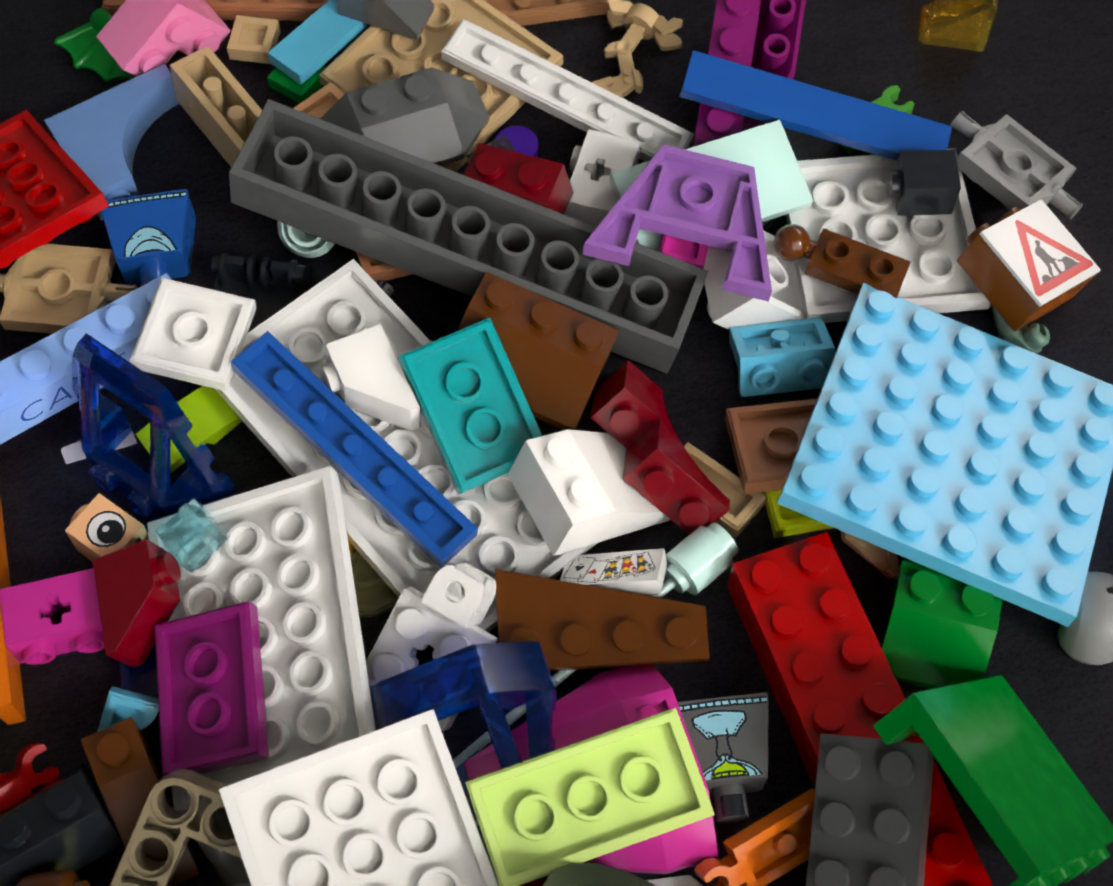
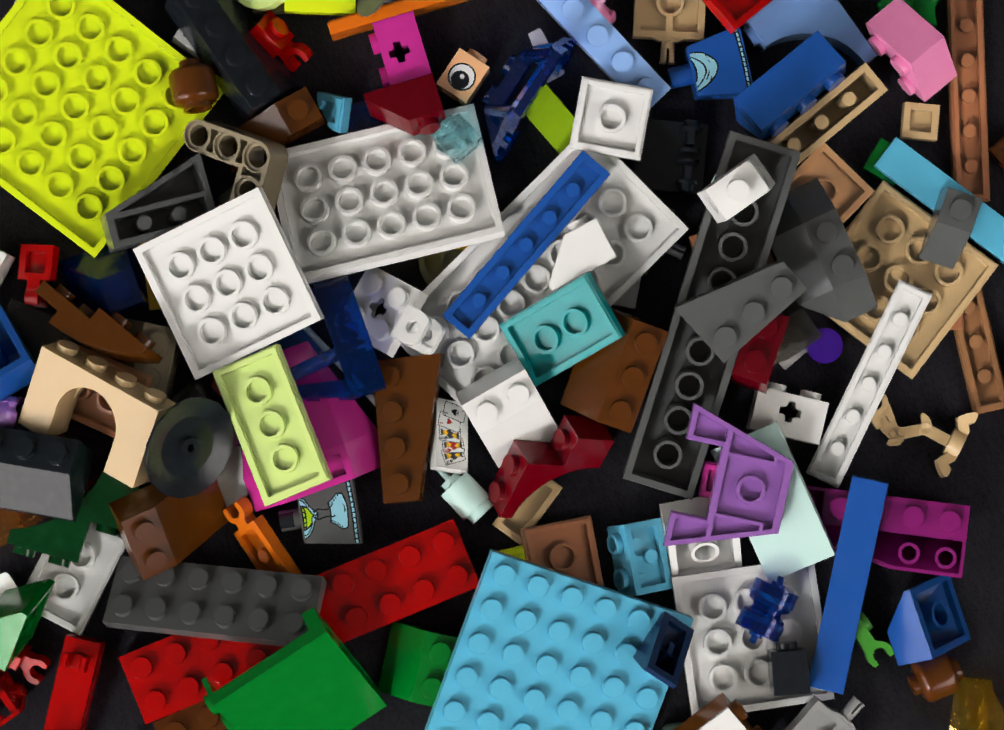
camera: 85 degrees right, 25 degrees up
(187, 140) = (789, 87): none -> blue slope
(211, 690) = (345, 167): magenta tile -> none
(300, 145) = (736, 189): none -> white torso
(464, 171) = (741, 308): none -> dark grey wedge
(842, 260) = (716, 603): reddish brown plate -> none
(853, 200) = (768, 605): none -> clear blue wheel
(863, 56) = (927, 622): none -> blue slope
(911, 301) = (665, 649): none -> dark blue slope
(920, 49) = (935, 677): none -> reddish brown head

